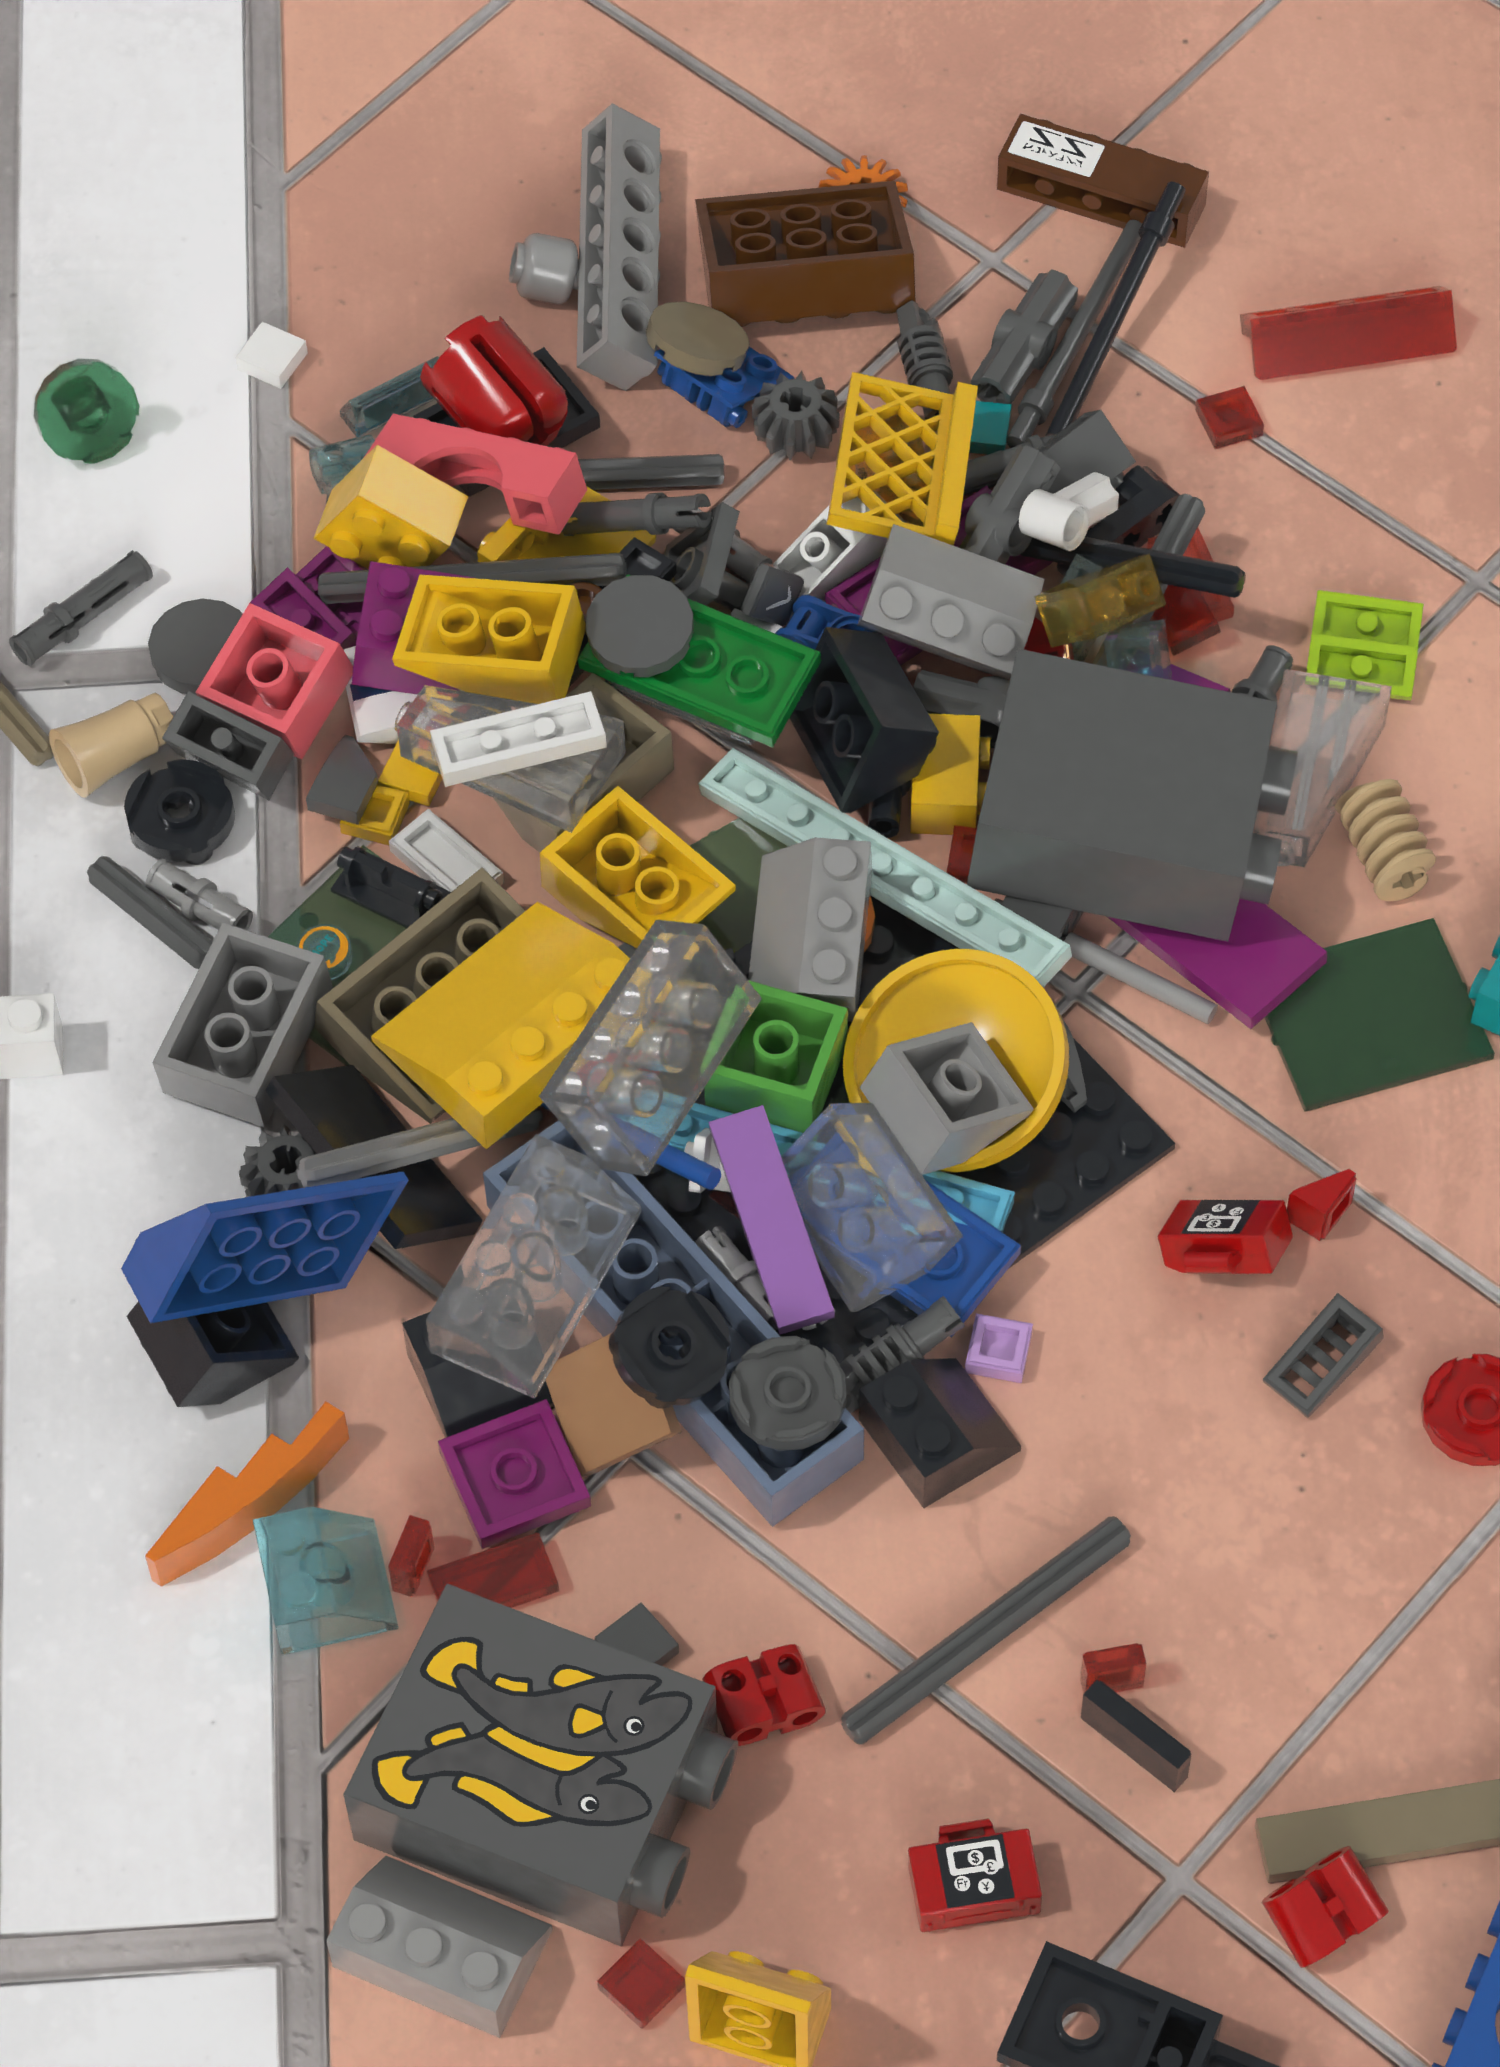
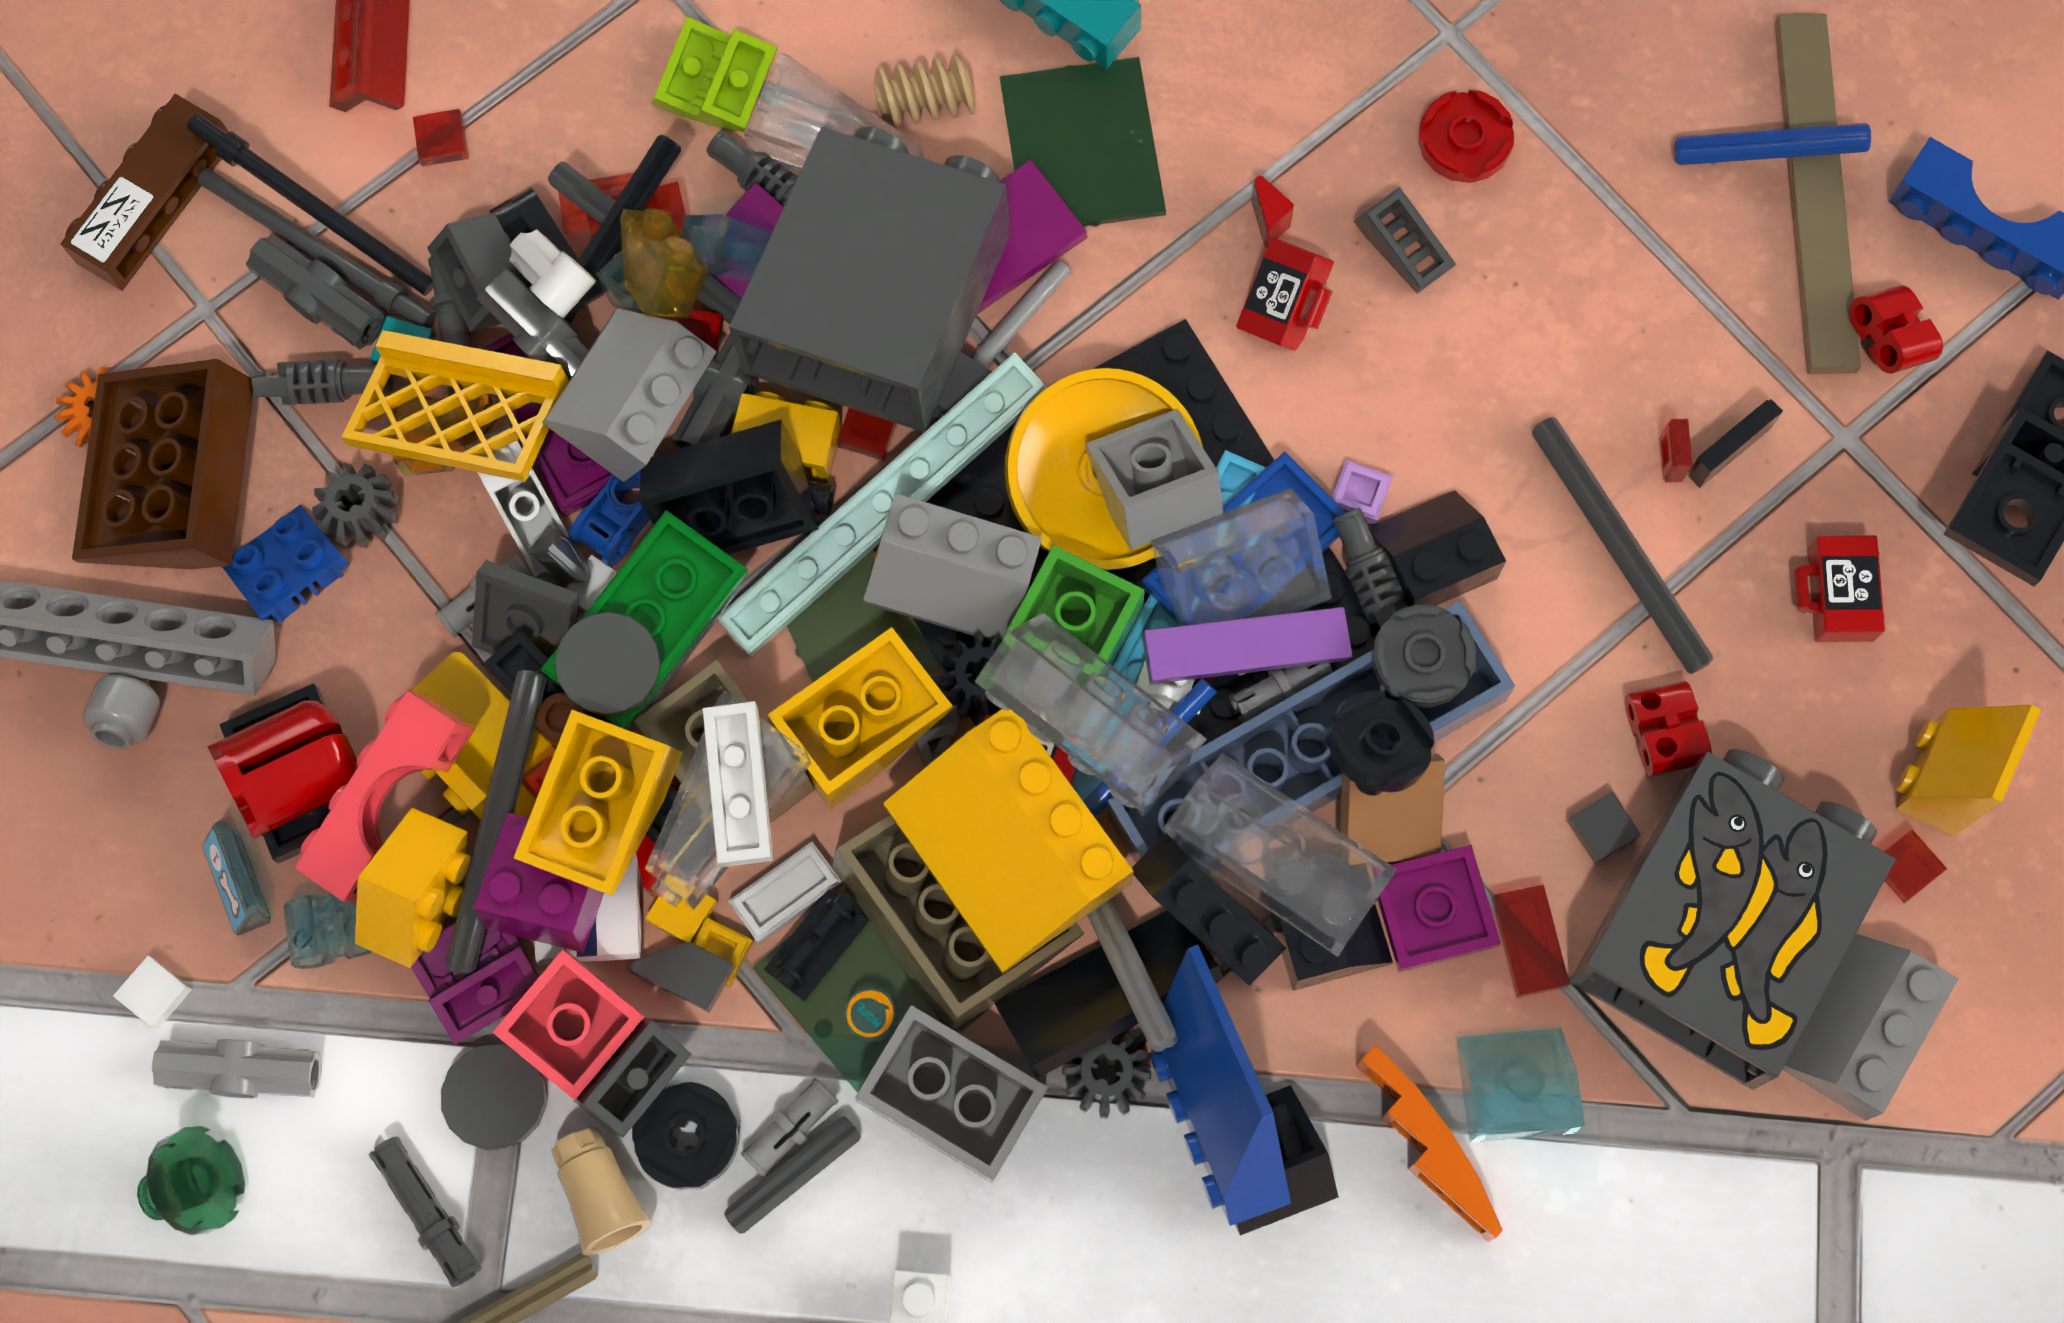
camera: 80 degrees left, 15 degrees up
(202, 431) = (236, 1068): none -> light grey piece
(411, 1556) = (1507, 1005): clear red tile -> none
(459, 1200) = (1207, 909): none -> black brick
(653, 471) = (383, 651): dark grey axle -> none
(654, 513) = (465, 641): dark grey pin -> none
(697, 338) = (257, 574): dark tan tile -> none

